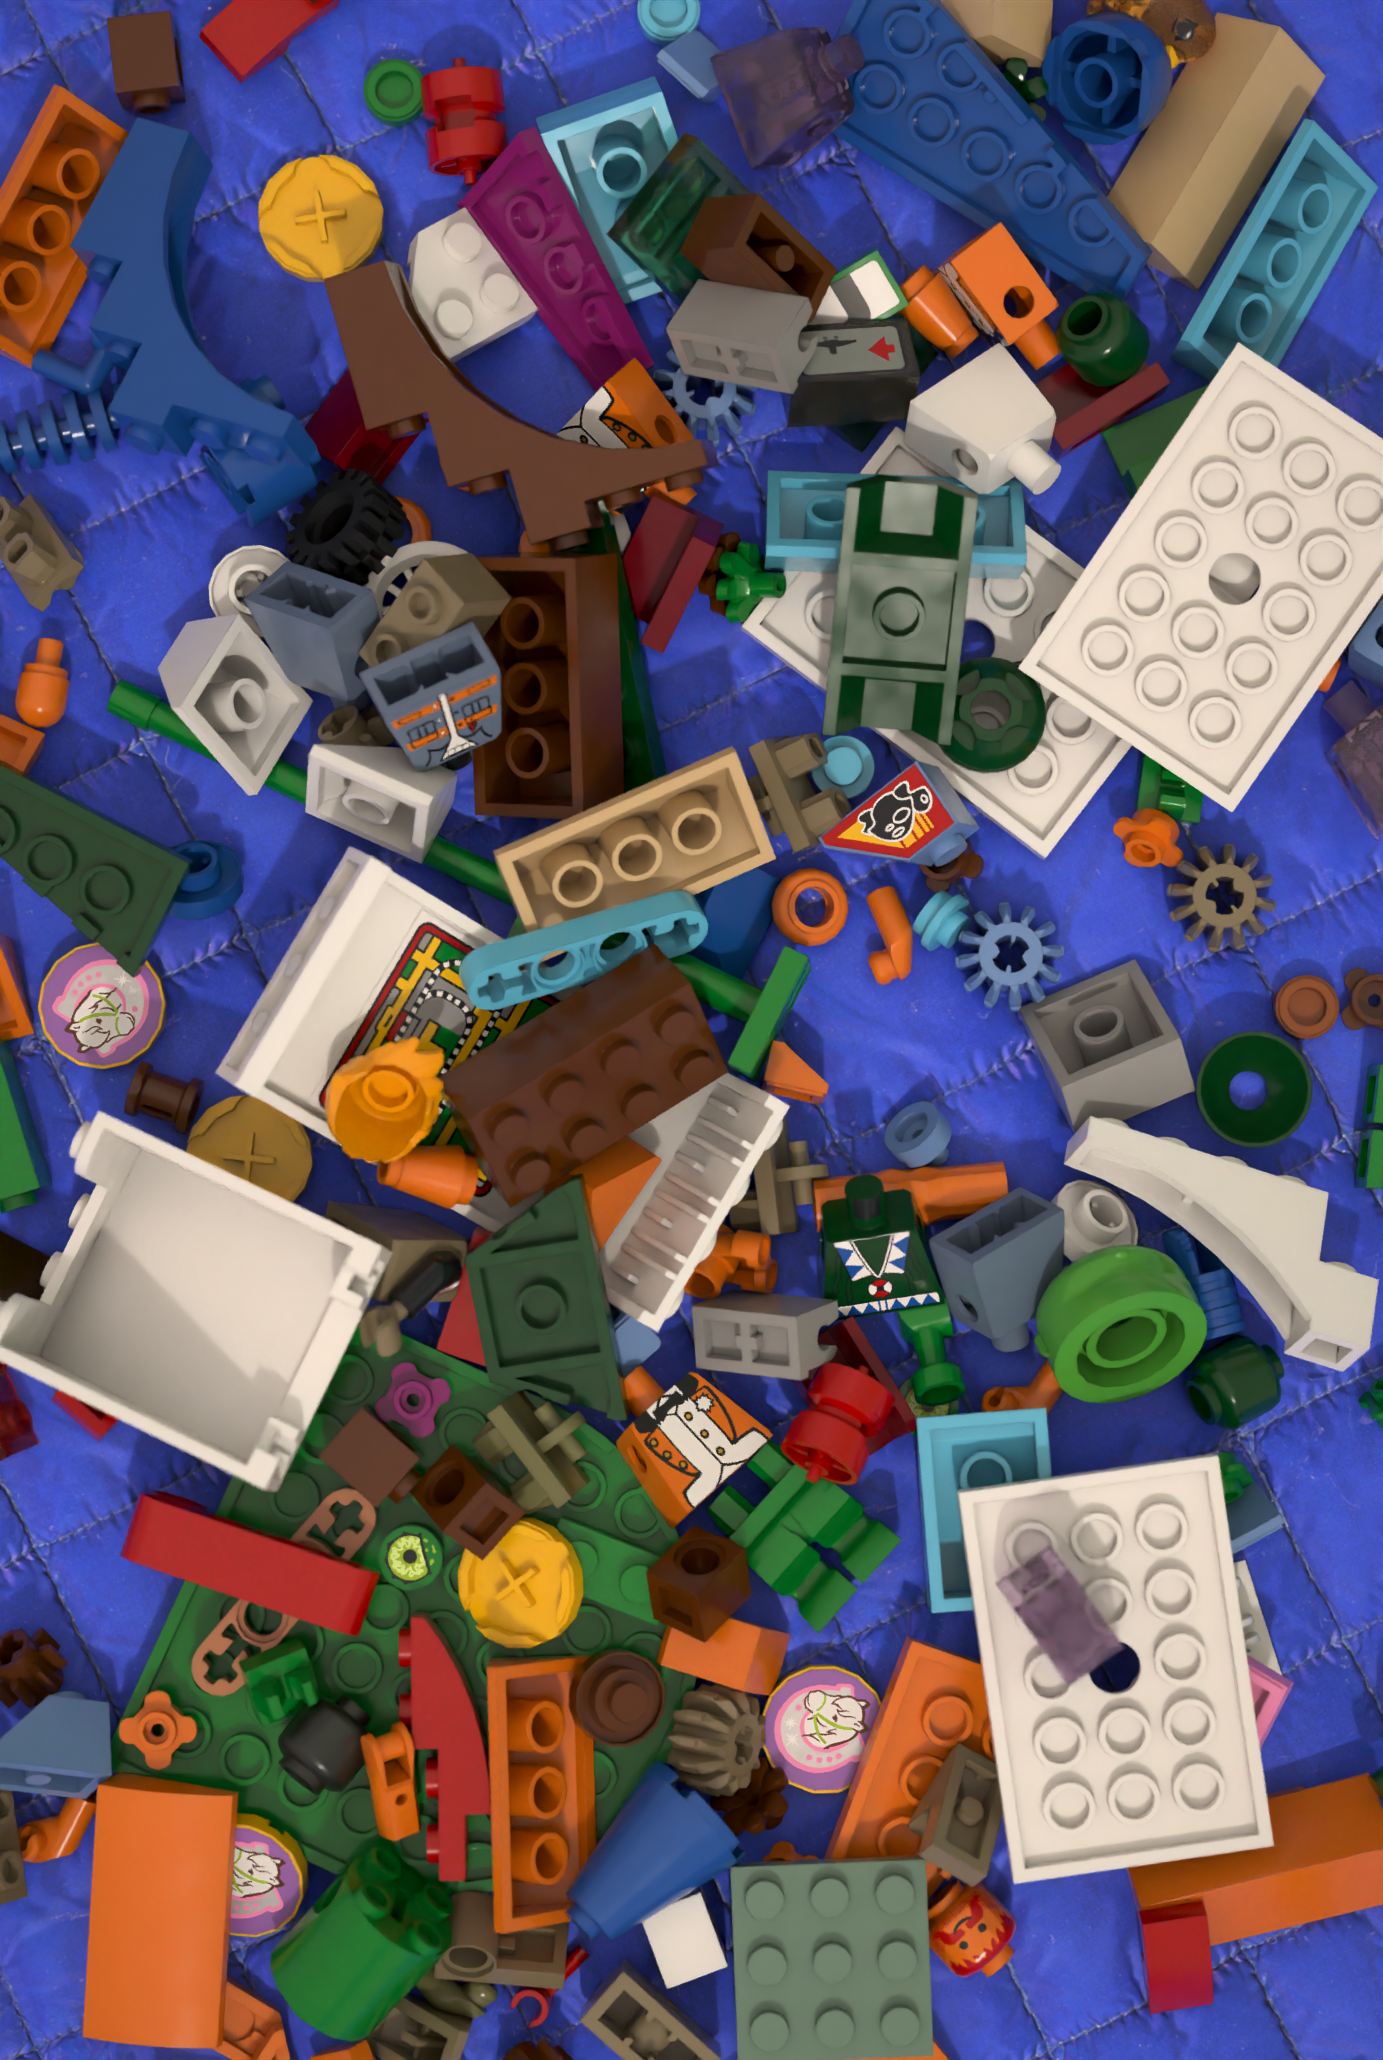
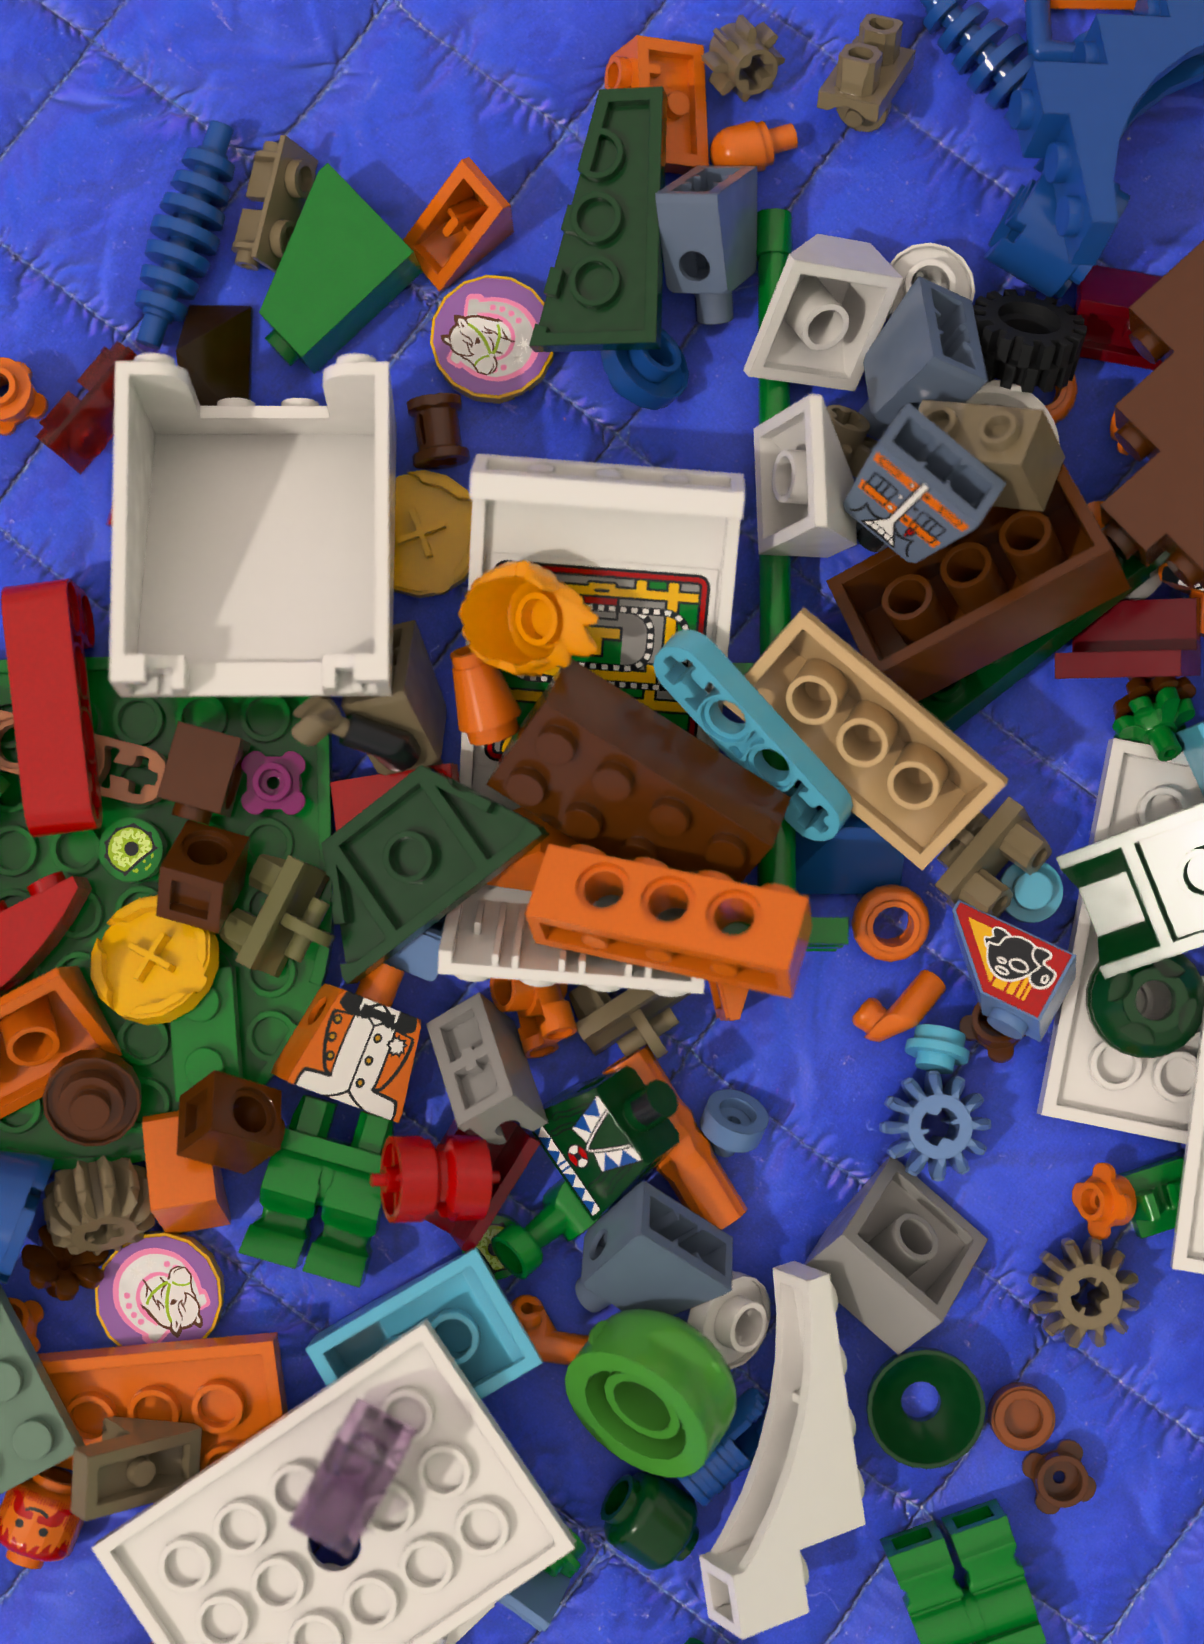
camera: 65 degrees right, 0 degrees up
(110, 764) = (709, 236): none -> sand blue torso
(782, 1040) = (760, 959): none -> orange brick

